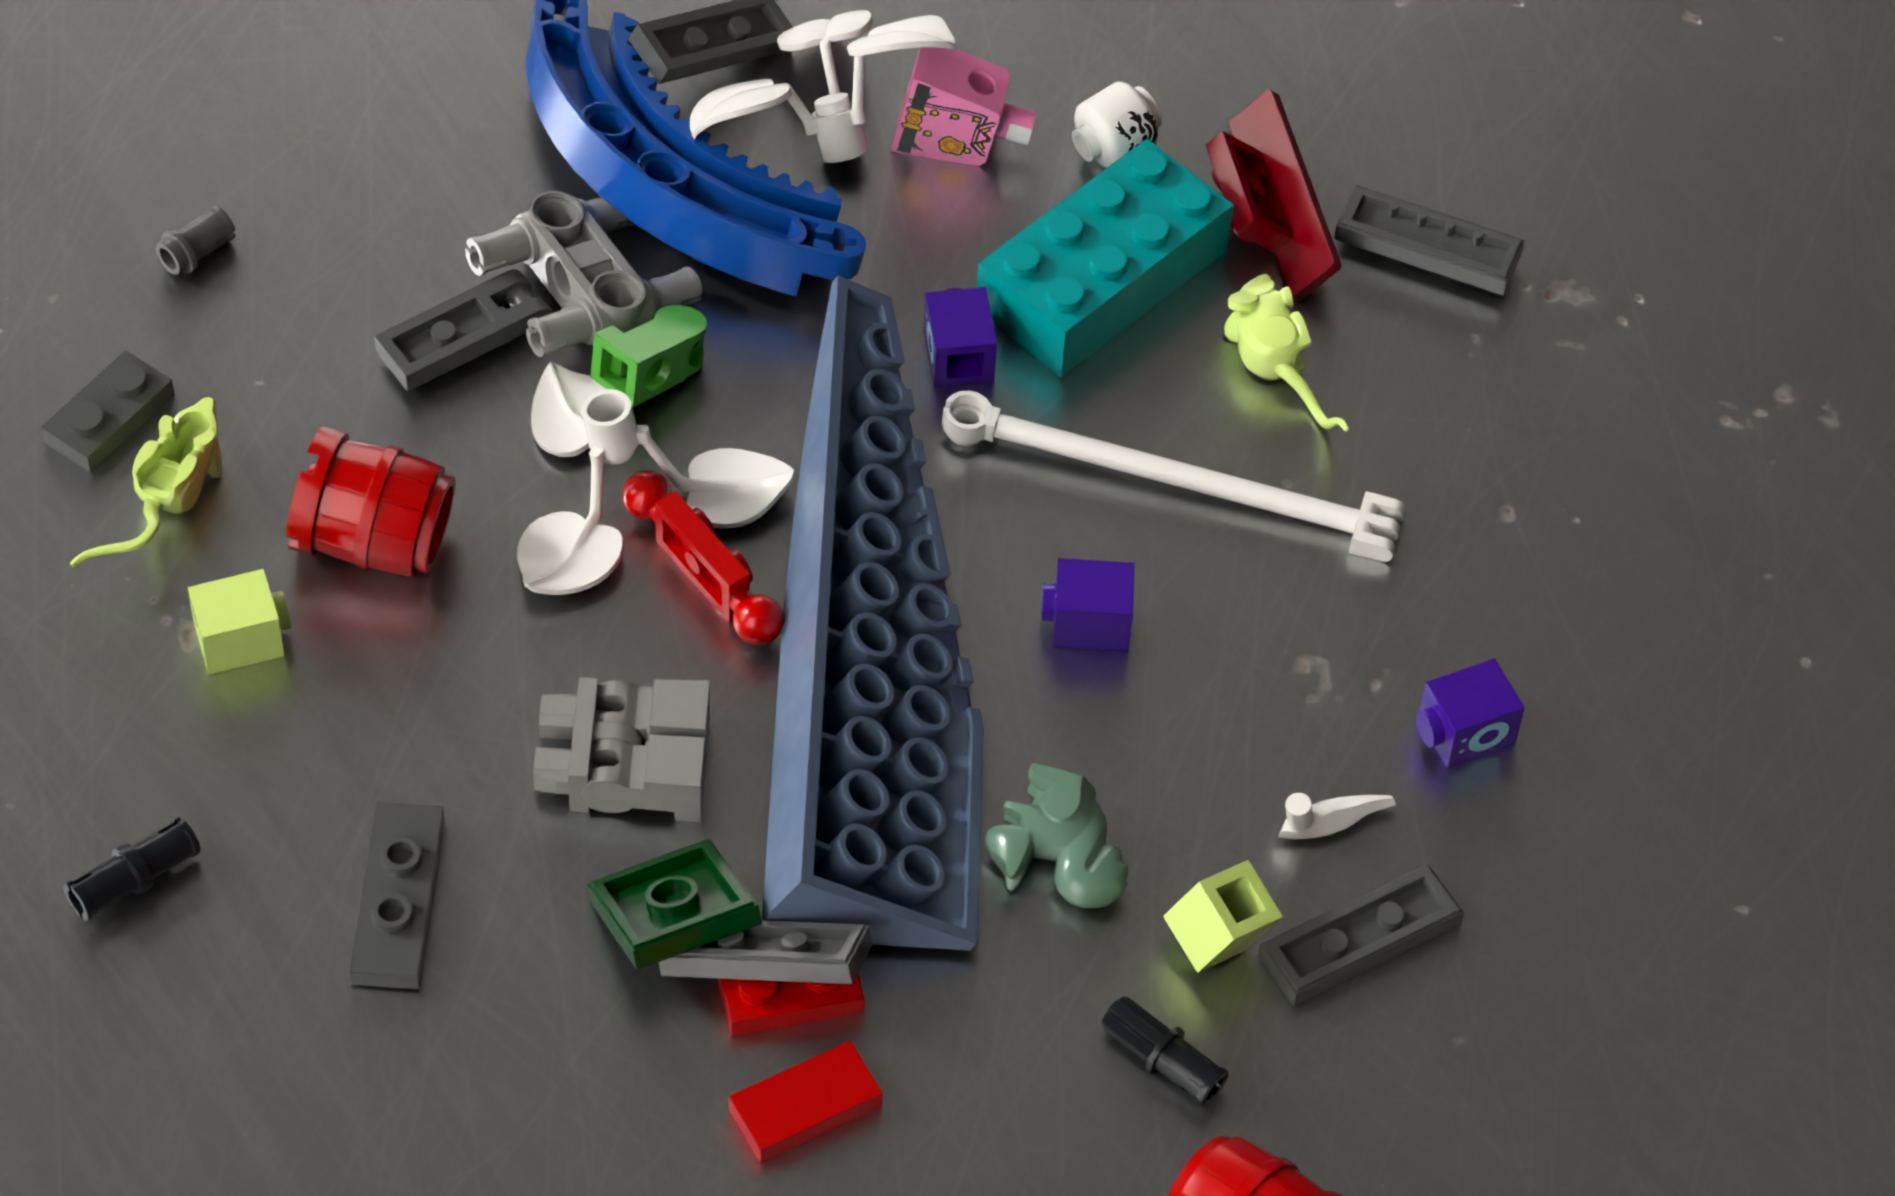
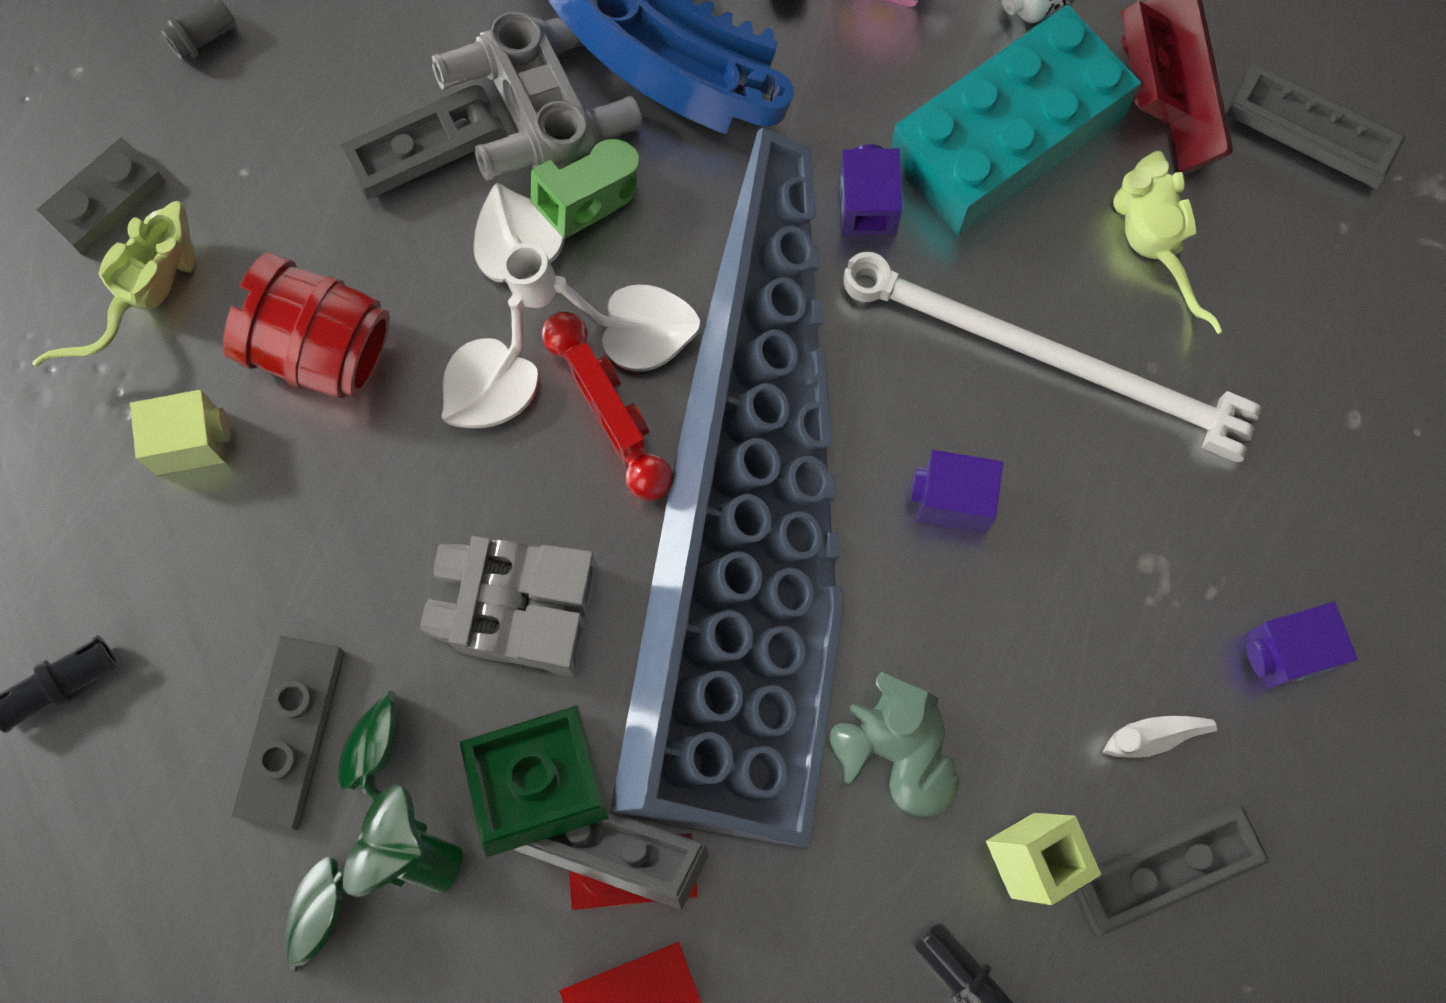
camera: 10 degrees right, 20 degrees up
(555, 977) = (387, 850): none -> dark green plant

